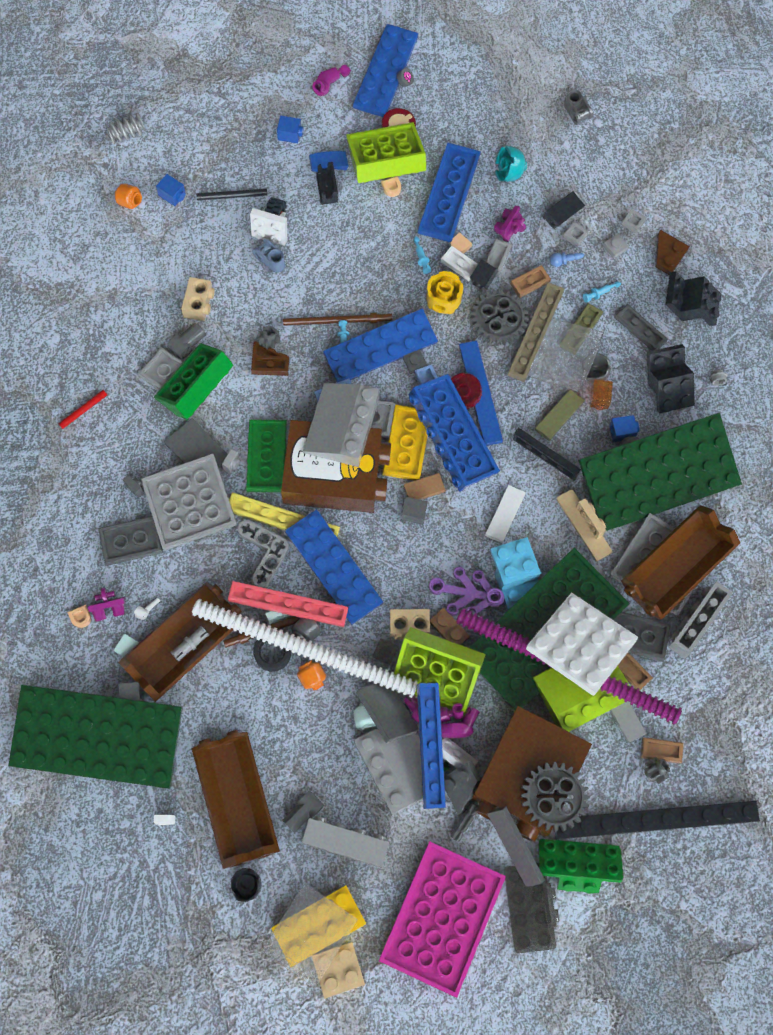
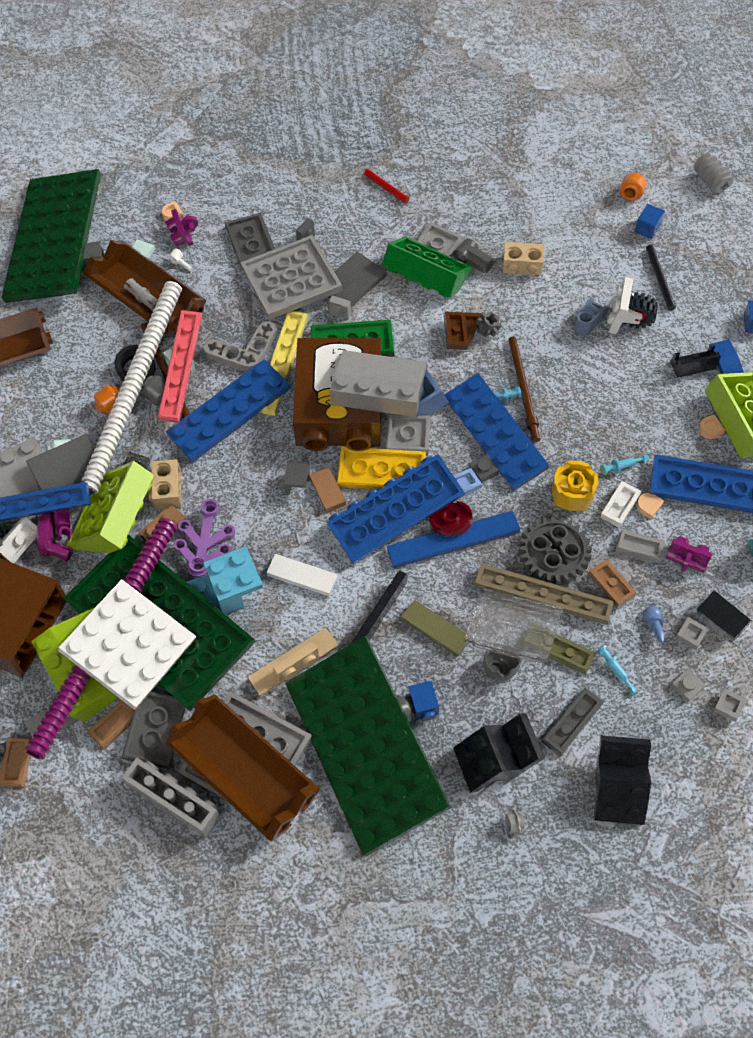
camera: 90 degrees right, 10 degrees down
(483, 275) = (608, 527): black brick -> none
(601, 394) = (467, 672): clear orange brick -> none
(669, 252) = (693, 755): reddish brown wing -> none

